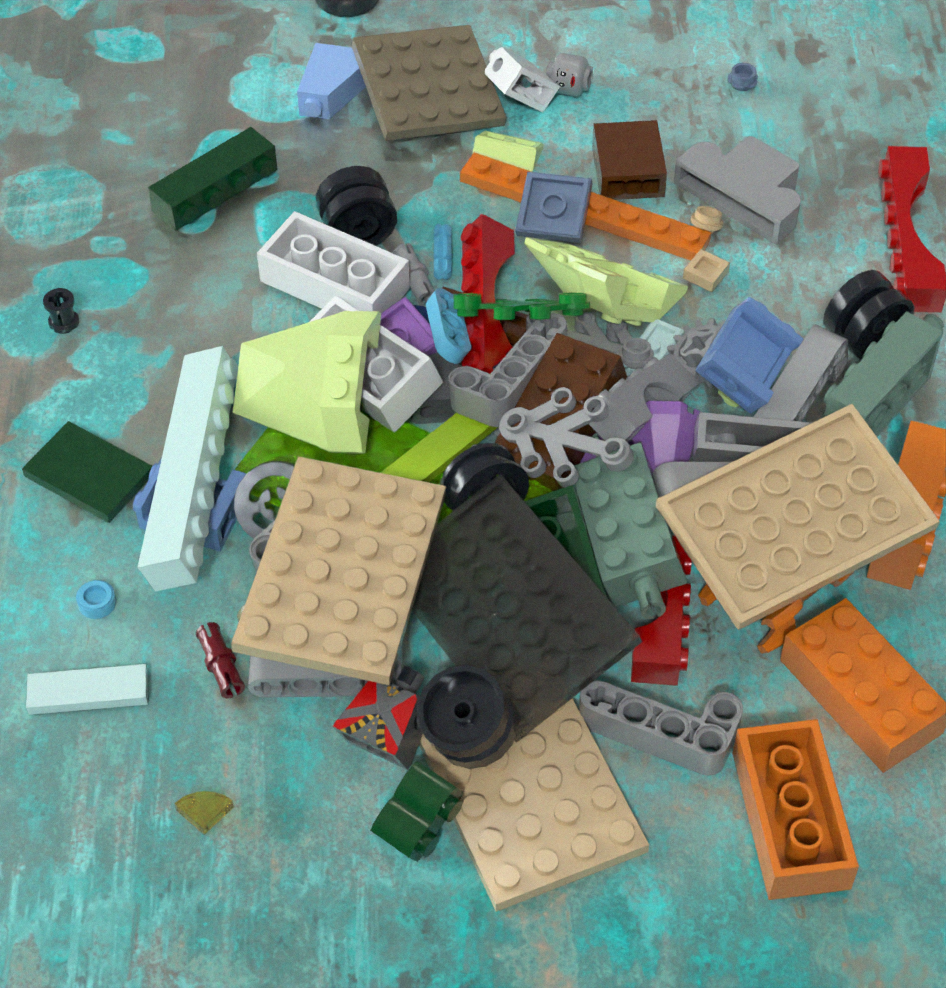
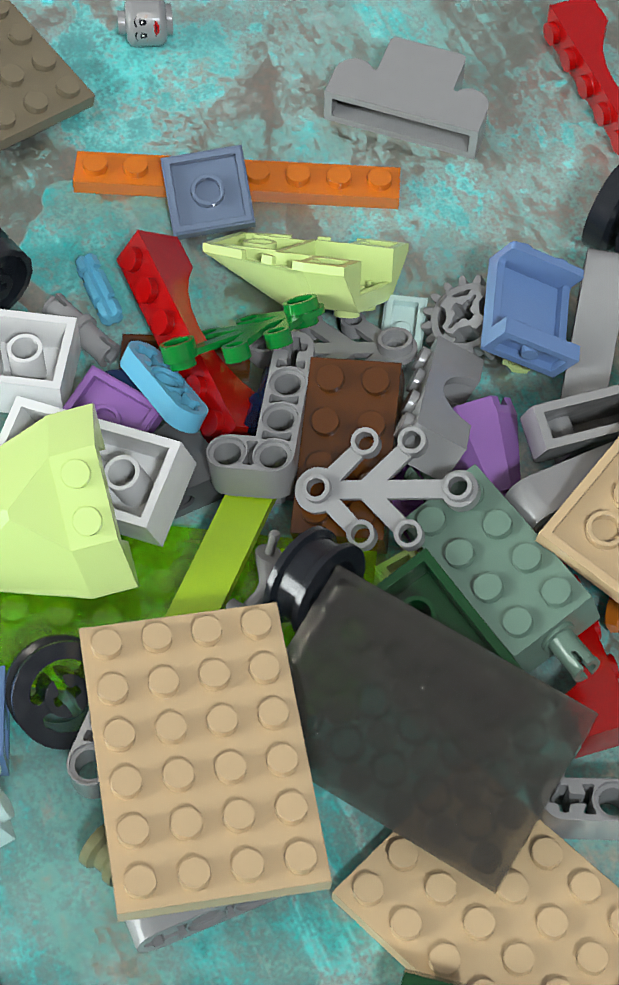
camera: 25 degrees left, 5 degrees up
(220, 660) = (82, 924): dark red pin -> none
(385, 719) = (333, 927): torso -> none
(467, 716) = (408, 876): black wheel -> none
(507, 73) = (80, 38): white torso -> none
(508, 149) = (114, 134): yellowish green slope -> none
(629, 160) = (265, 106): reddish brown brick -> none
(706, 270) = (417, 216): tan plate -> none
(707, 219) = (388, 152): tan plate -> none

